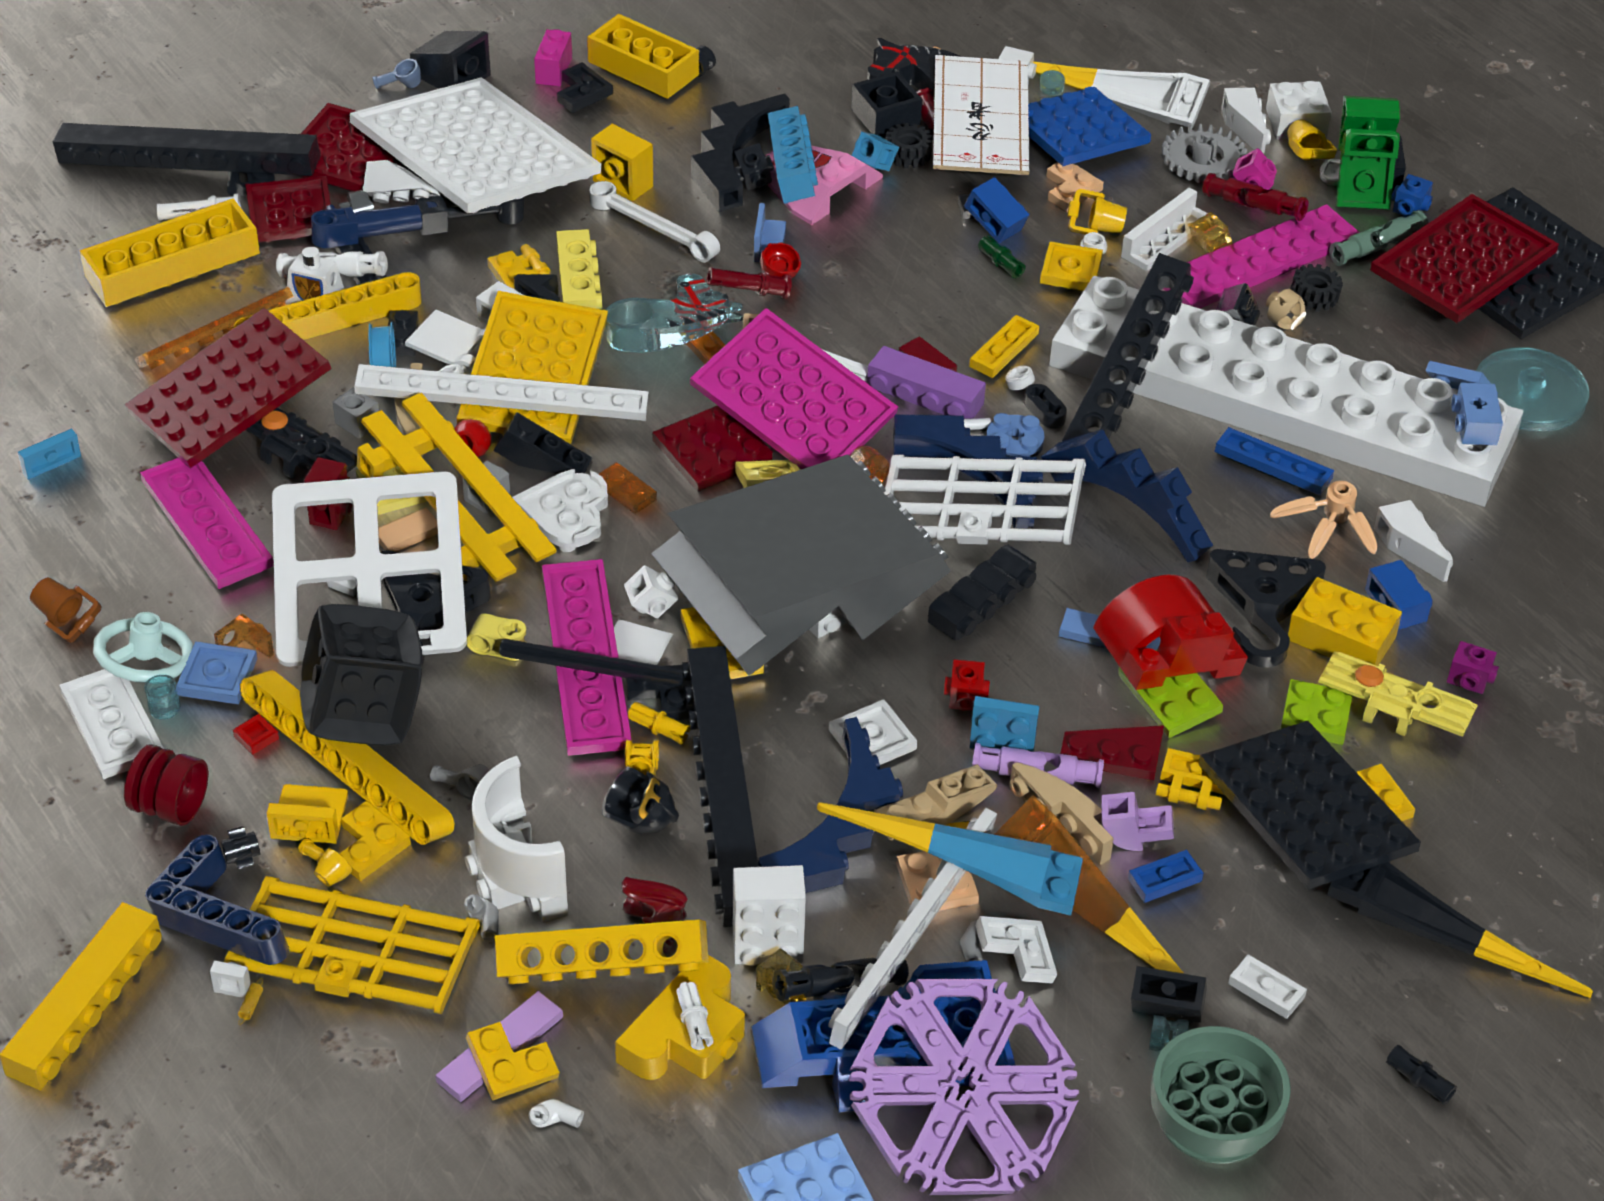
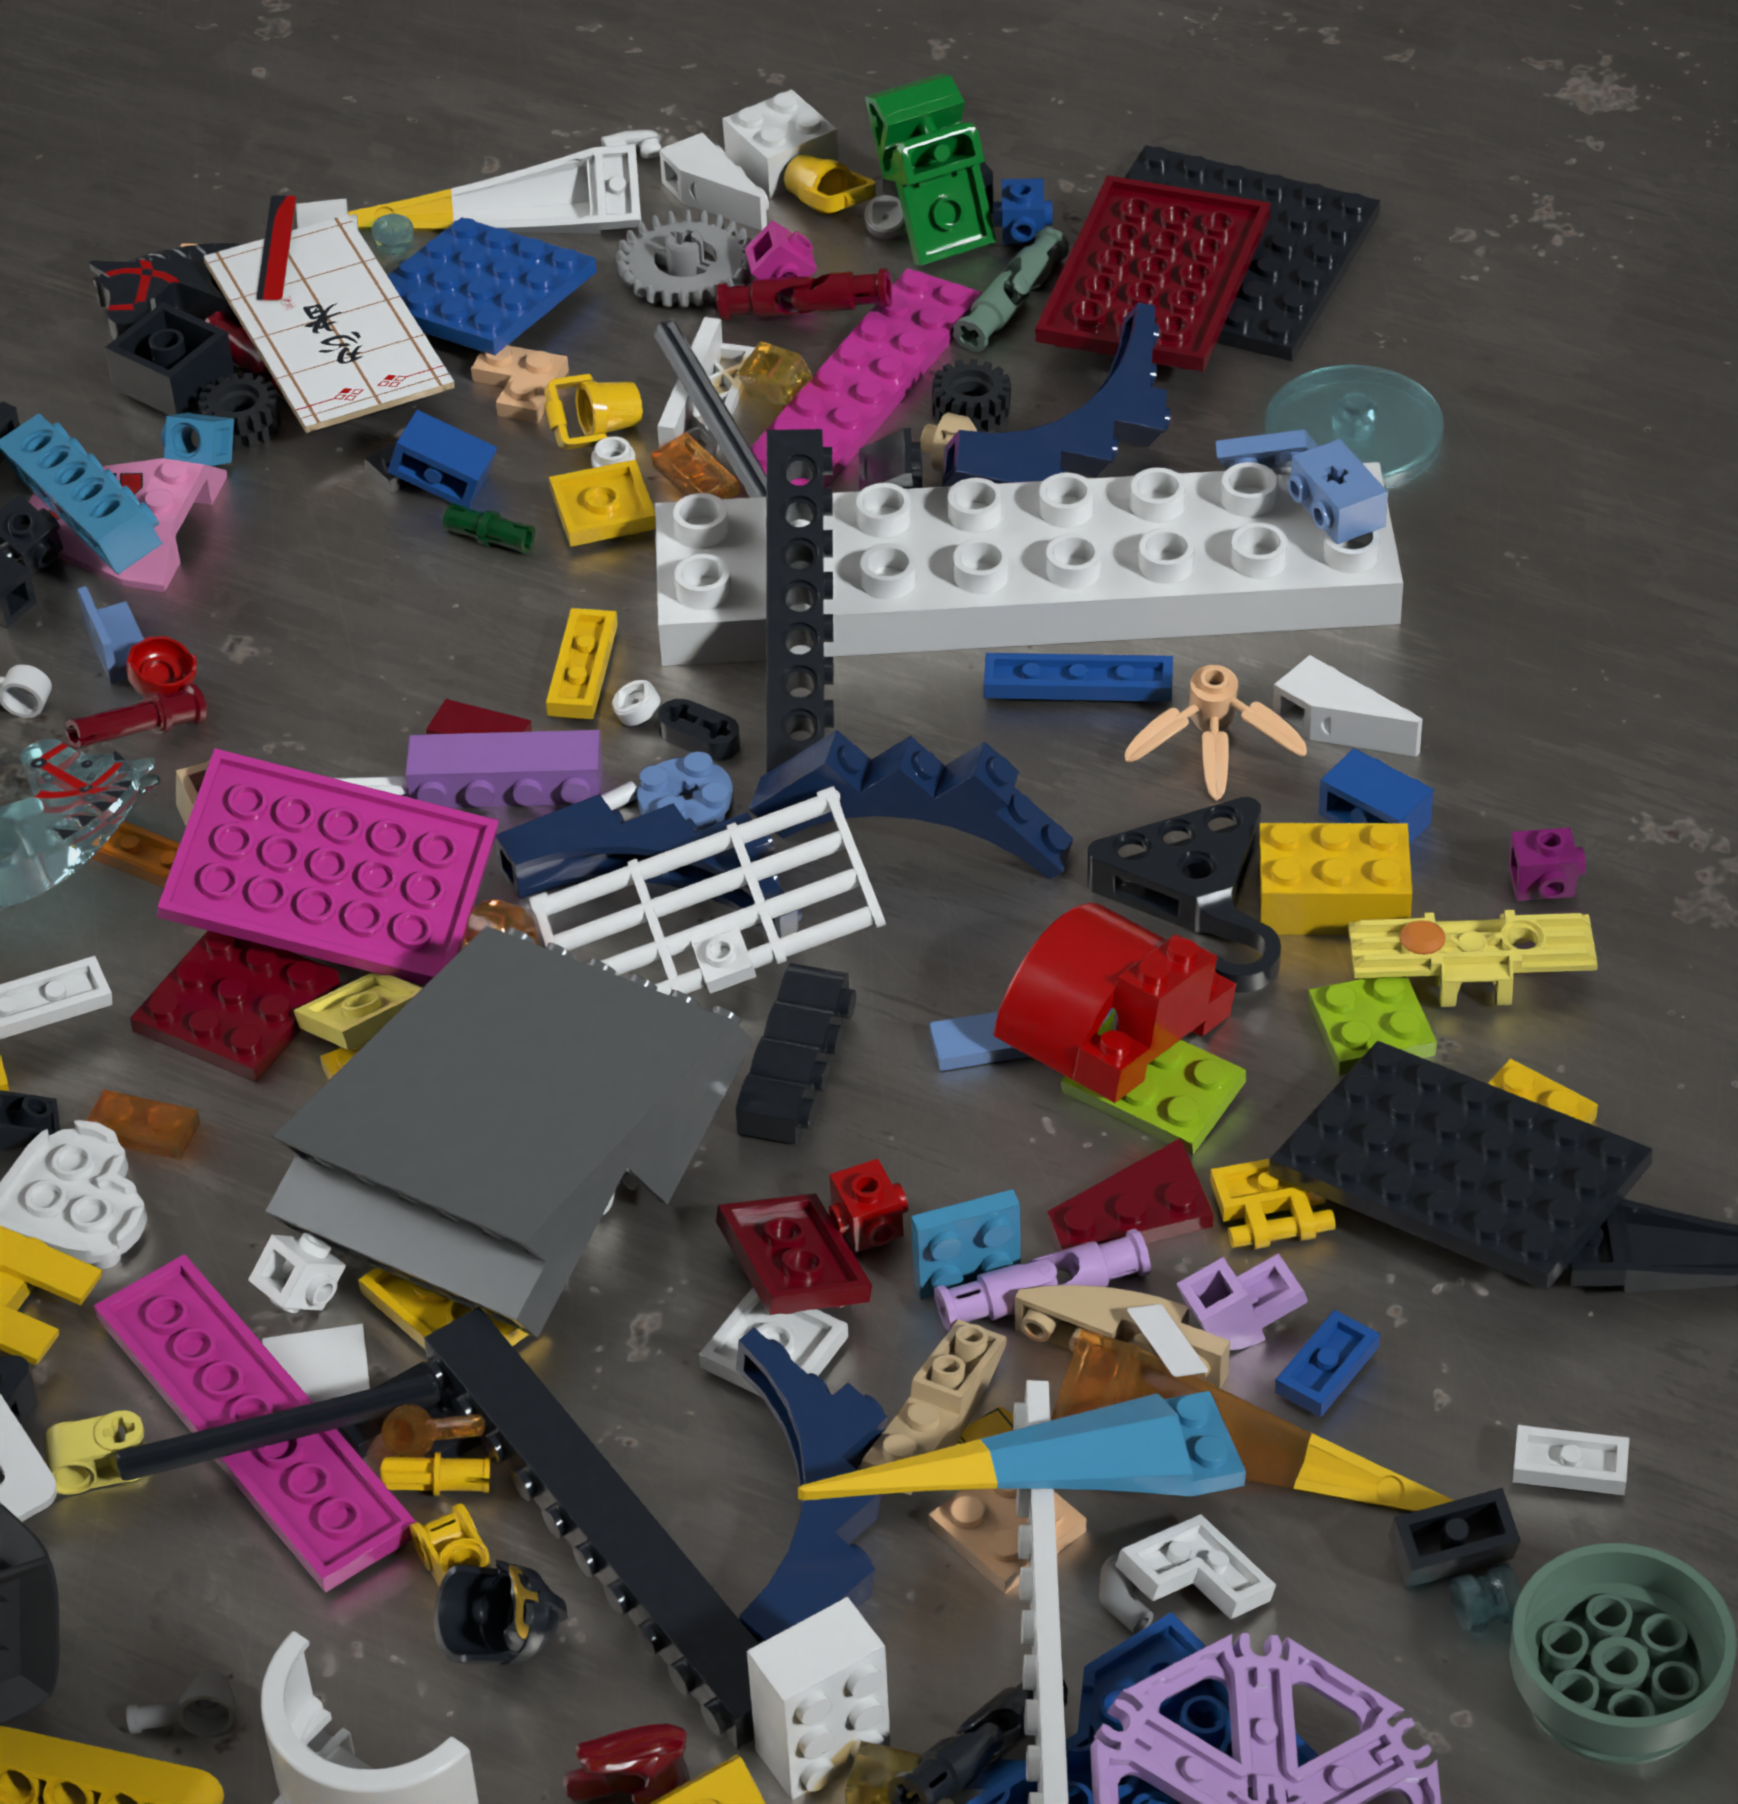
camera: 25 degrees left, 0 degrees up
(655, 695) = (412, 1431): none -> clear orange plate
(910, 693) = (793, 1254): none -> dark red plate
(977, 64) = (276, 248): none -> red sticker
(1077, 822) = (1167, 1340): none -> white sticker
(1130, 266) = (694, 469): none -> clear orange plate
(1159, 219) = (711, 408): none -> axle
(1218, 80) = (645, 140): none -> white arm
(1360, 333) = (1086, 439): none -> dark blue arch

